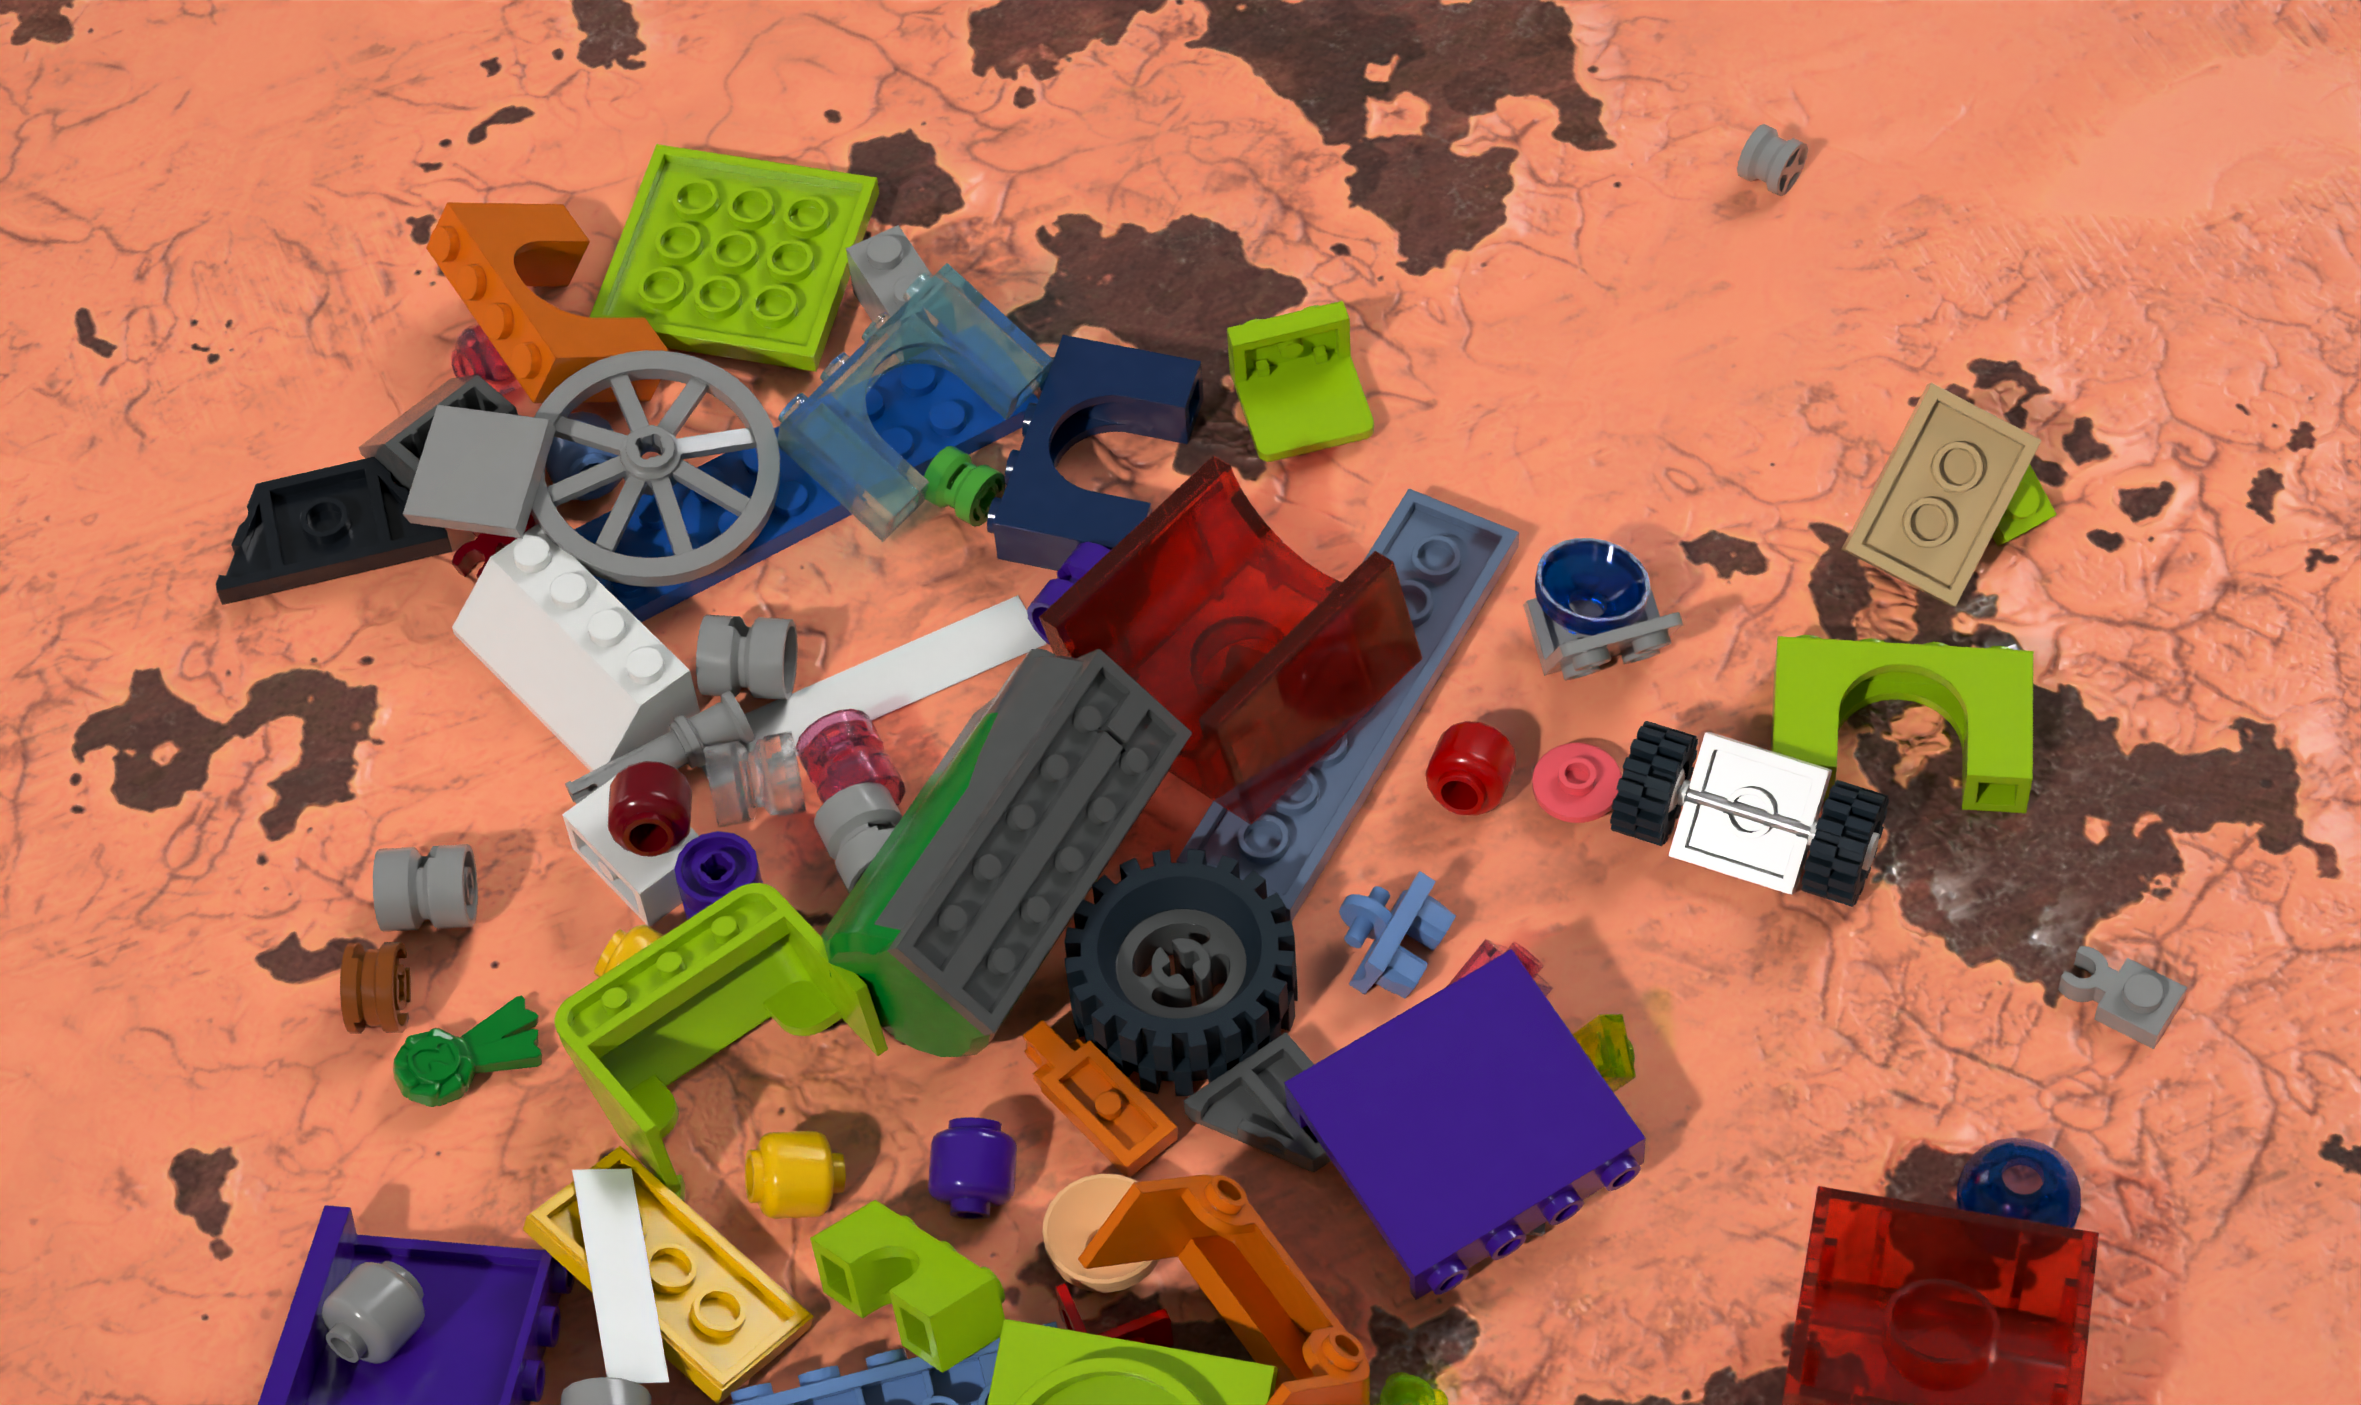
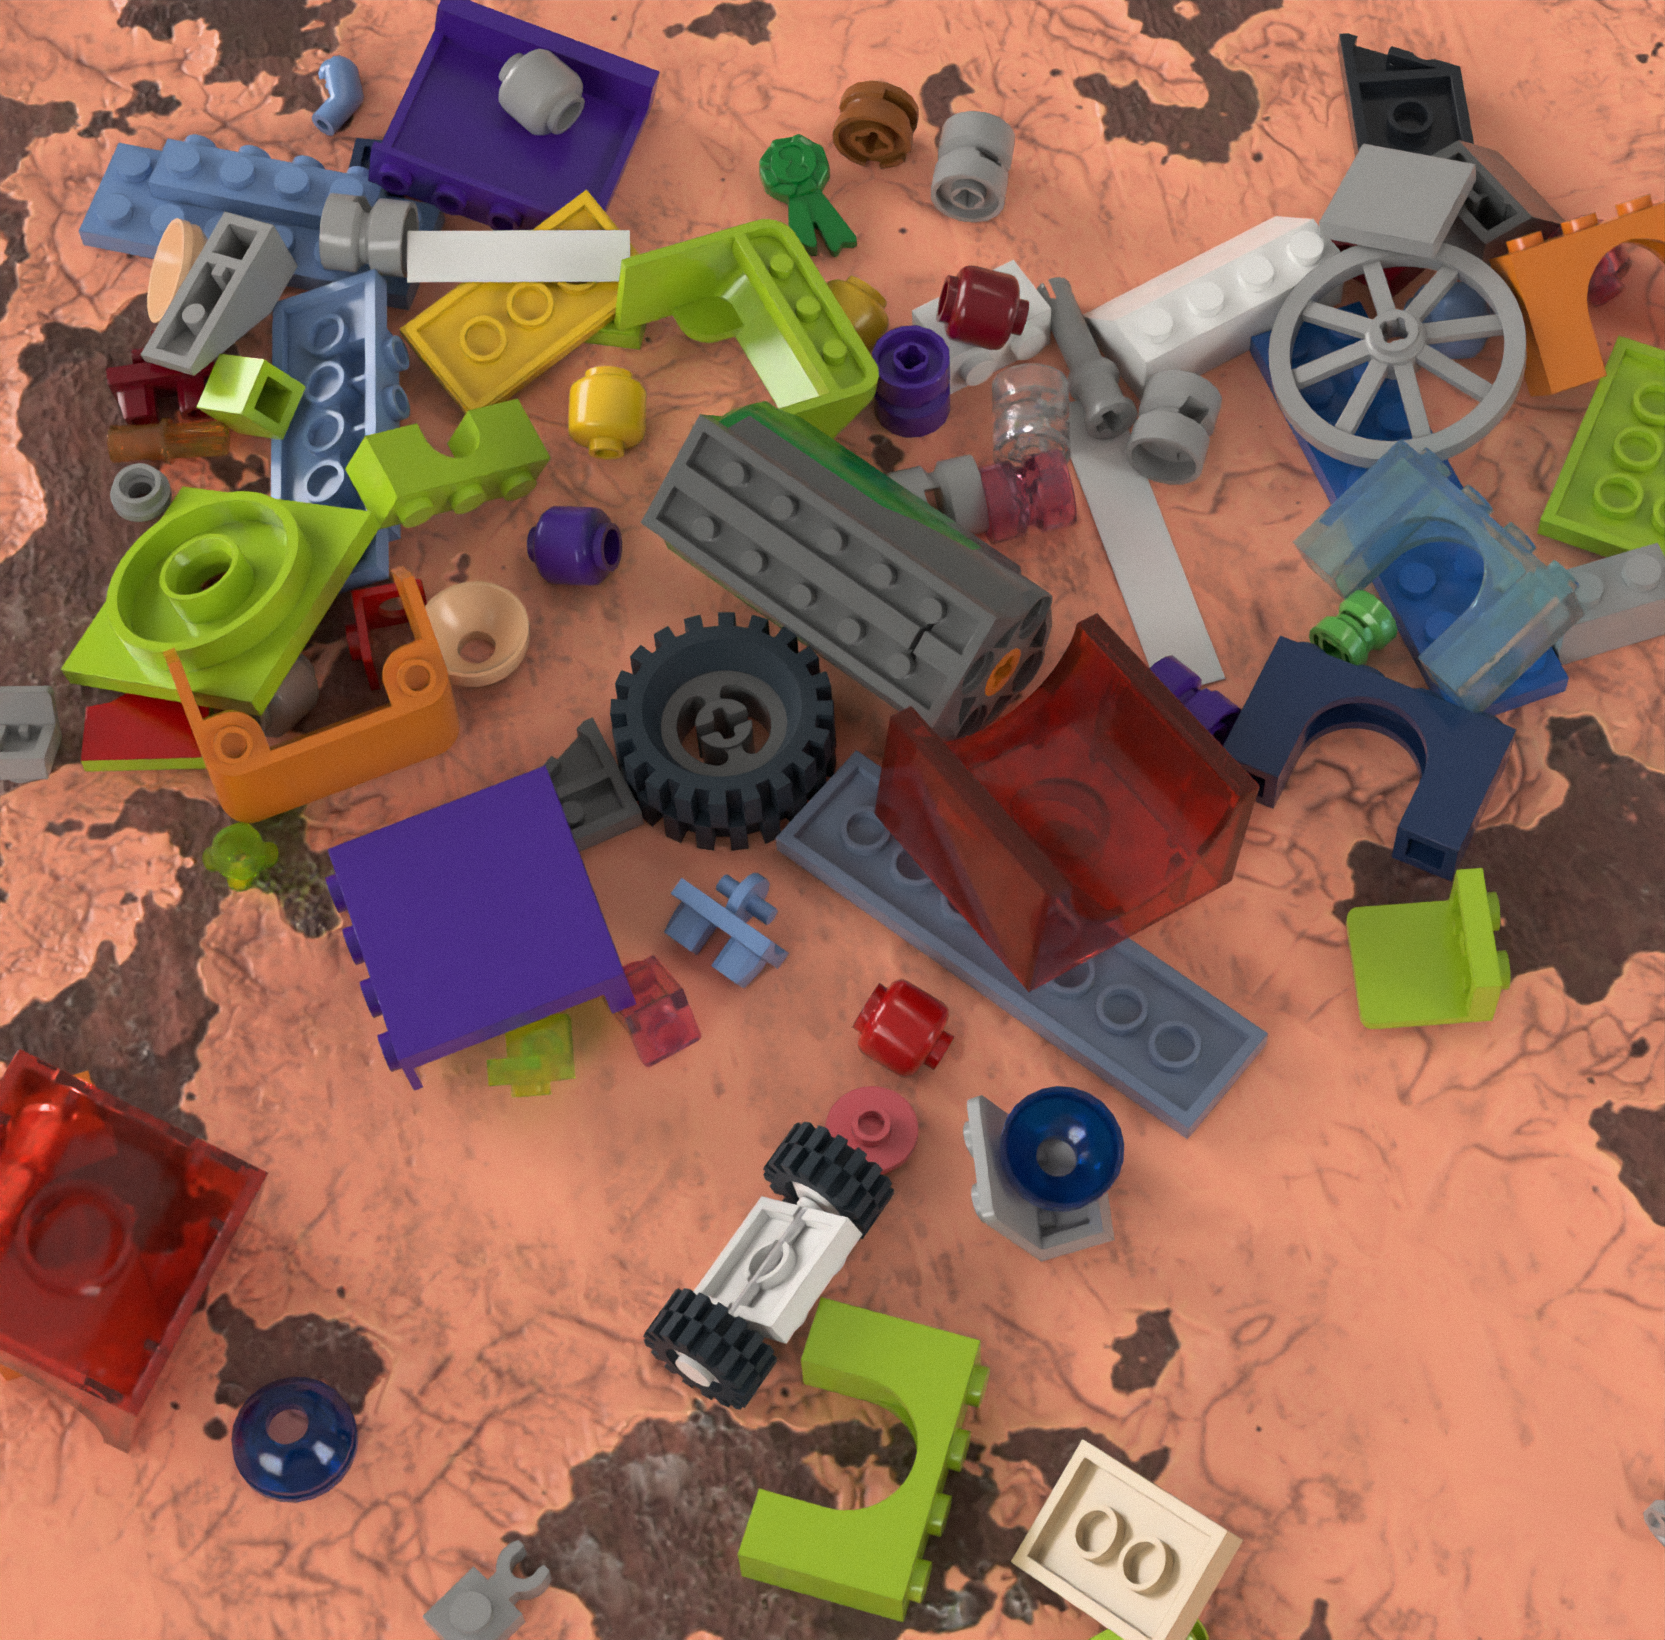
camera: 100 degrees right, 5 degrees up
(1099, 1099) = (588, 669): orange hinge -> none

